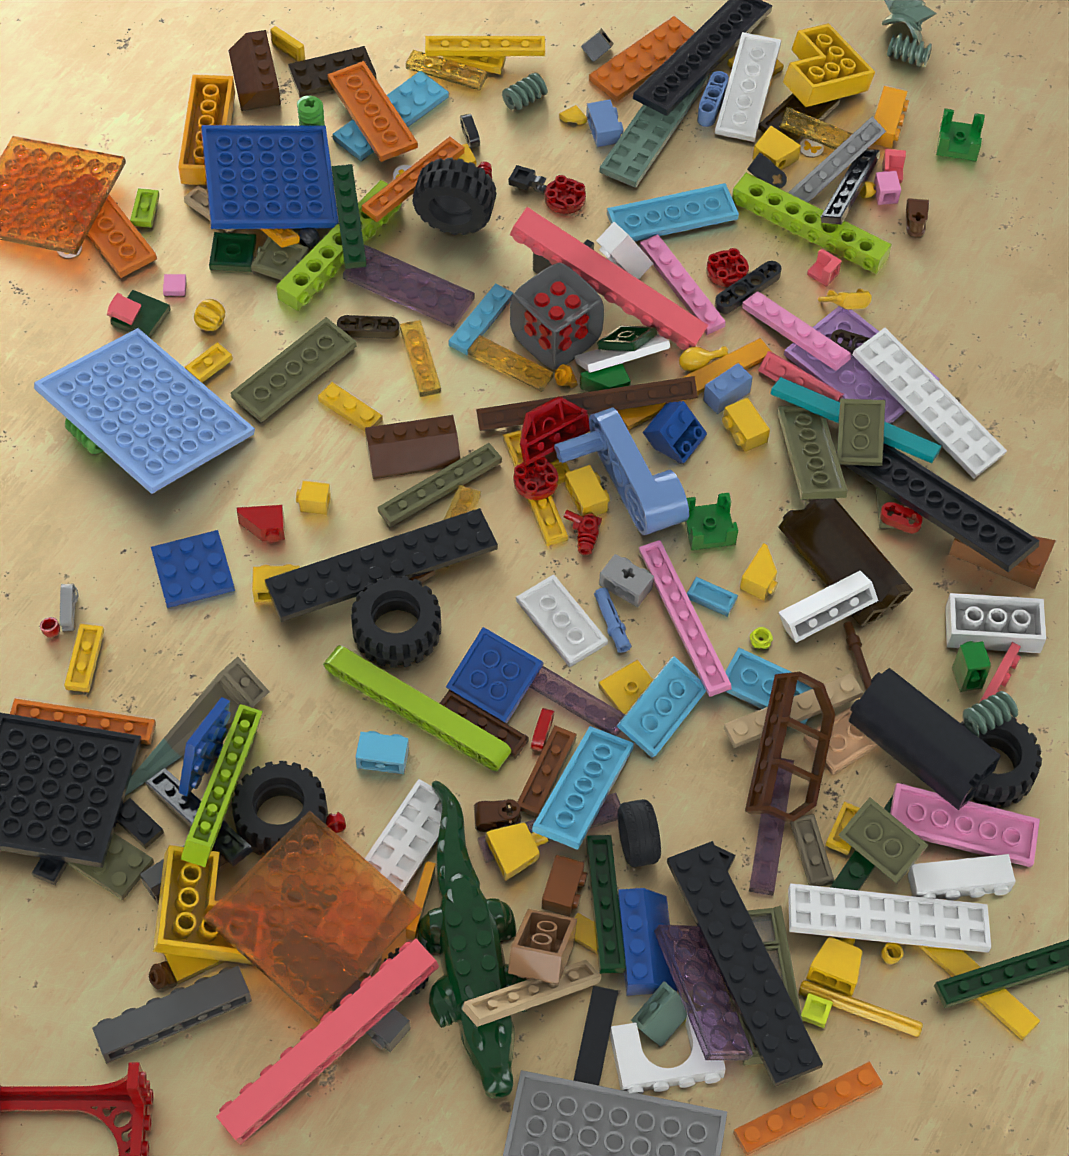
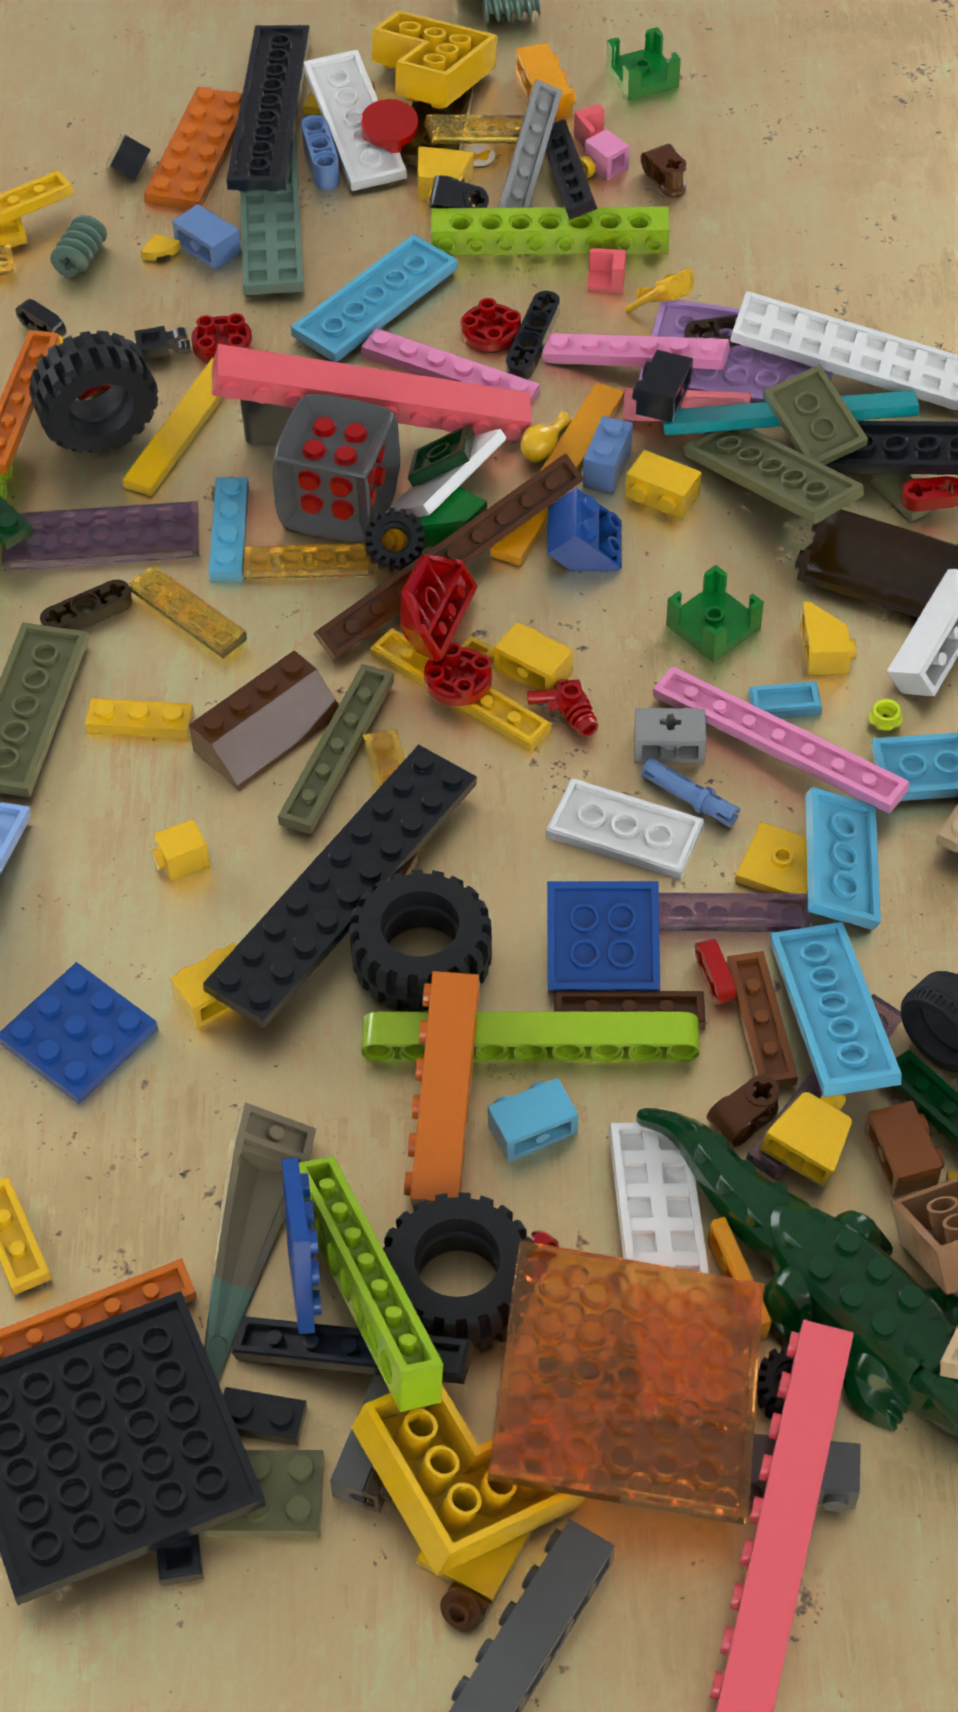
camera: 30 degrees left, 5 degrees down
(263, 521) = (134, 917): red slope -> none
(343, 709) = (445, 1086): none -> orange brick
(490, 245) = (173, 436): none -> yellow tile
(559, 364) = (388, 521): none -> black tyre
(623, 251) = (365, 342): white brick -> none
(650, 499) = (614, 621): medium blue beam -> none
(762, 101) = (389, 124): none -> red tile
(787, 363) = (663, 385): none -> black brick

